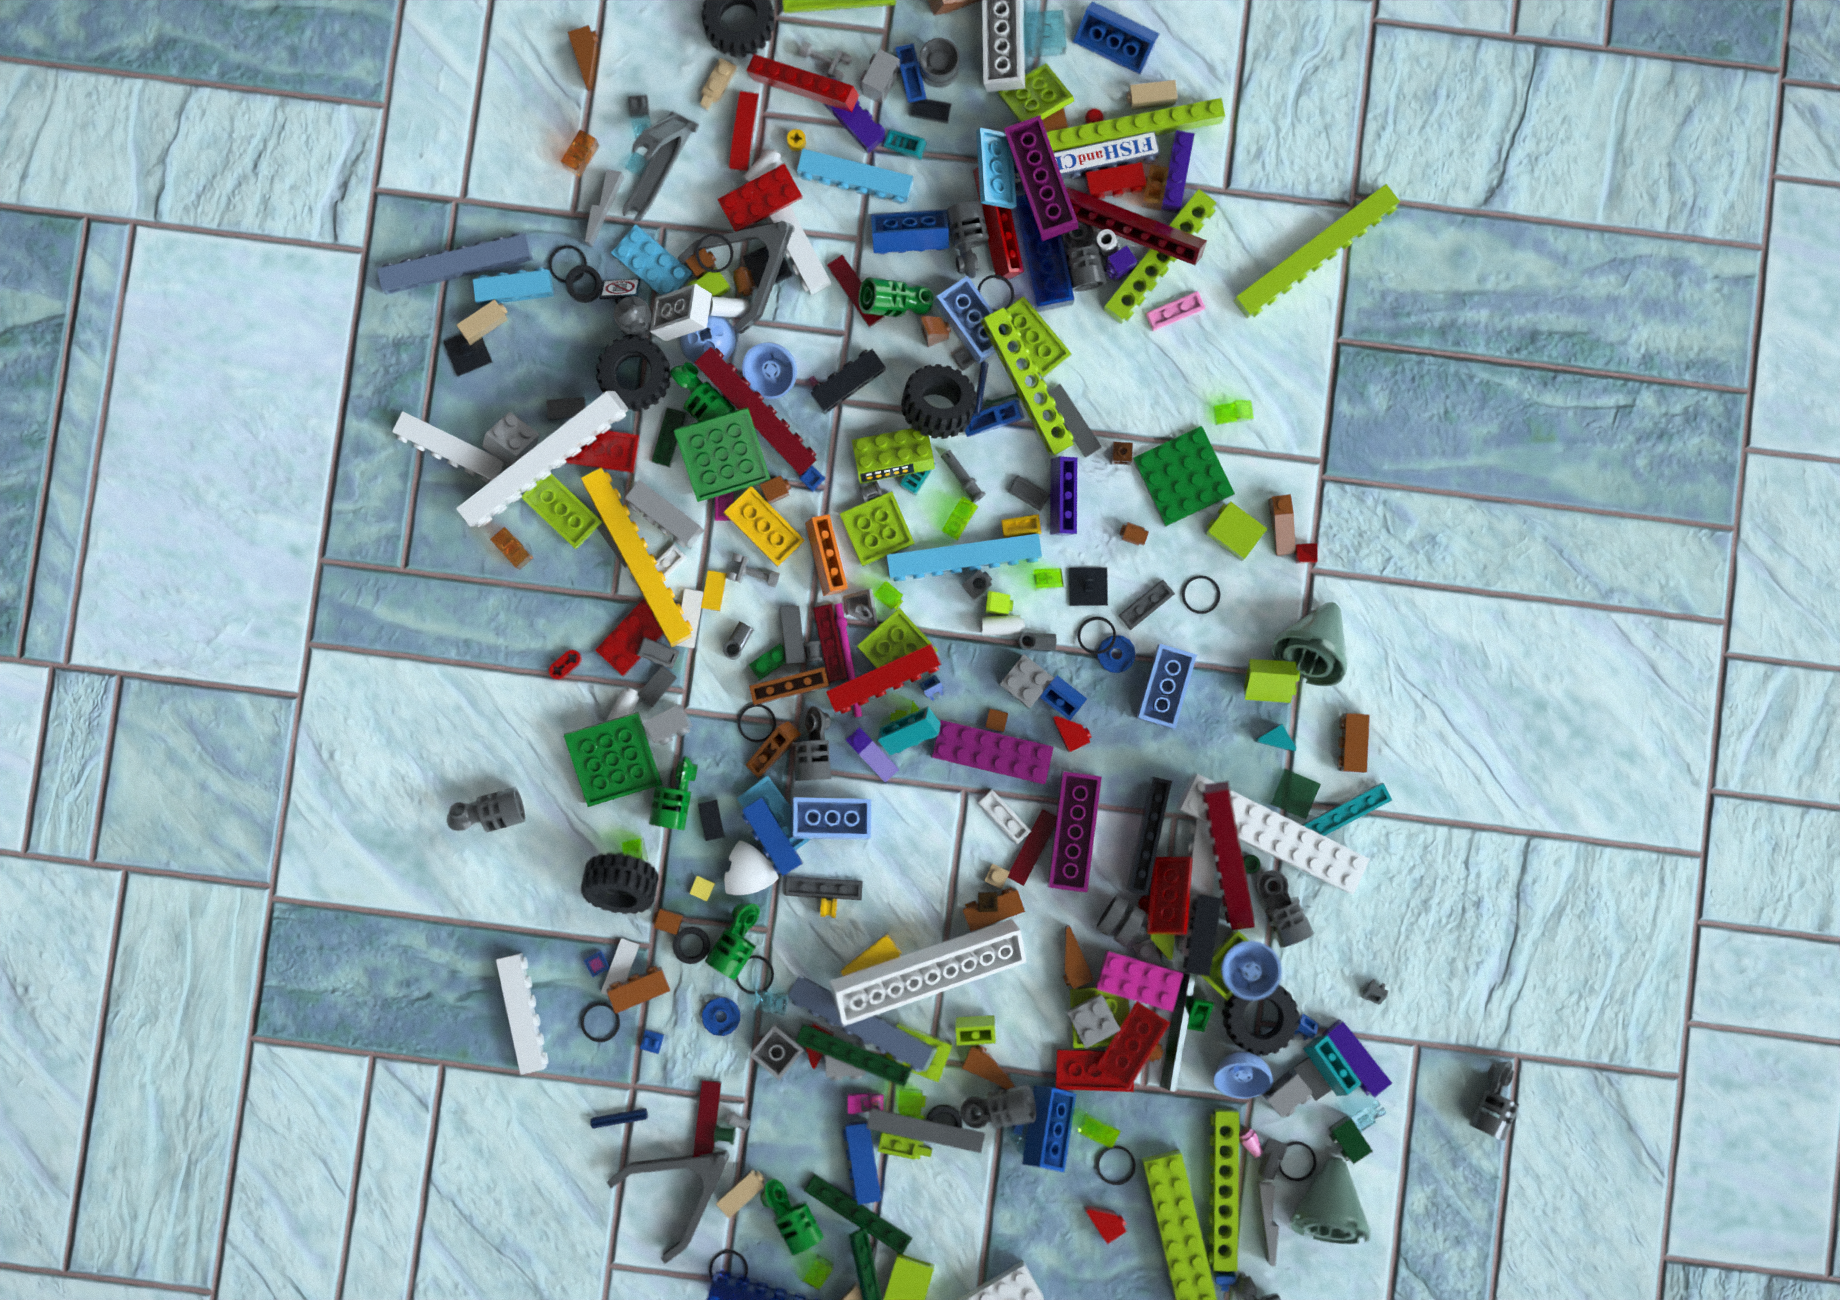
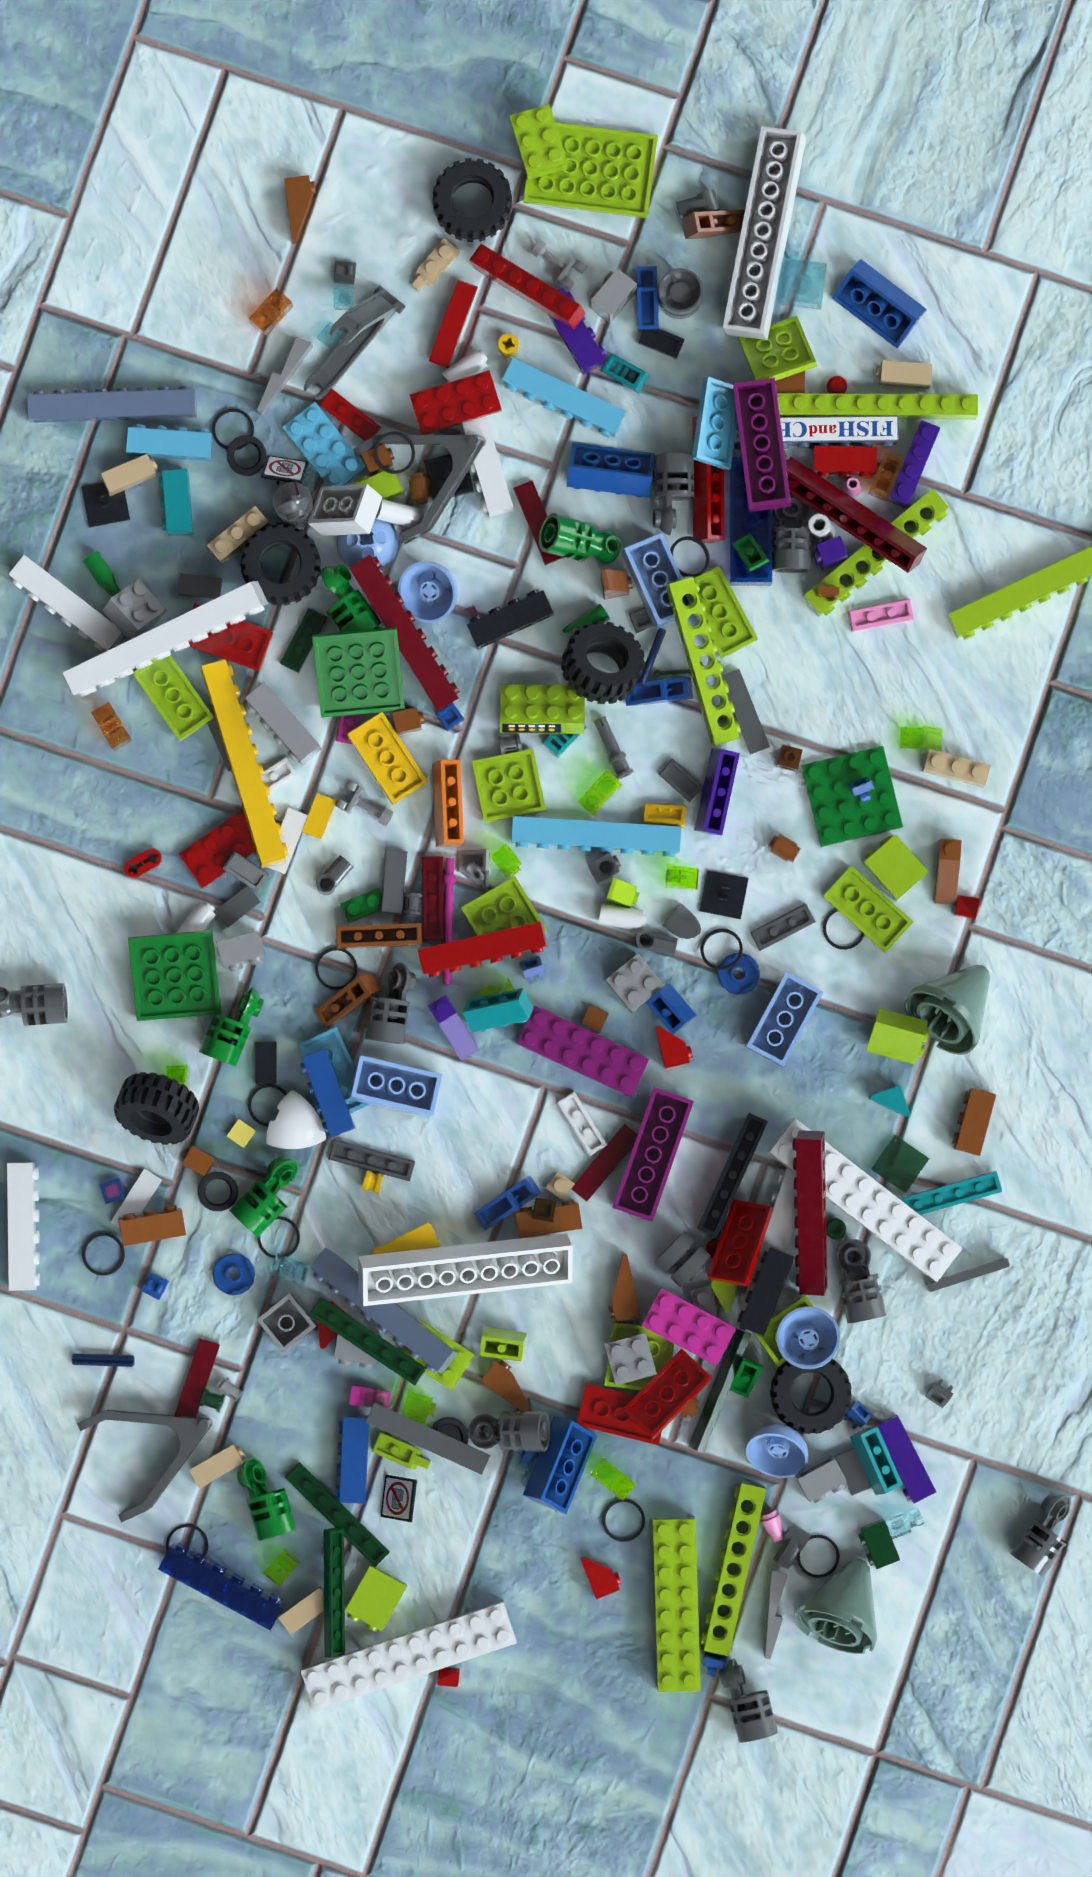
camera: 15 degrees right, 0 degrees up
(475, 413) = (101, 573): none -> green piece
(530, 338) = (176, 502): none -> teal brick
(585, 360) = (236, 535): none -> tan brick
(668, 230) = (349, 415): none -> red tile
(705, 851) = (252, 1095): none -> black piece
(910, 1189) = (398, 1498): none -> piece
(923, 360) = (597, 613): none -> green piece
(953, 901) = (507, 1203): none -> blue slope
(1050, 276) = (750, 552): none -> green slope
(1057, 619) = (683, 923): none -> dark grey brick
(1126, 205) = (853, 492): none -> bright pink cone
(1126, 298) = (828, 591): none -> dark orange tile
(1192, 466) = (861, 788): none -> blue tile
(1219, 573) = (868, 909): none -> lime plate
(1271, 432) = (956, 768): none -> tan brick
(1378, 880) = (968, 1274): none -> dark grey tile

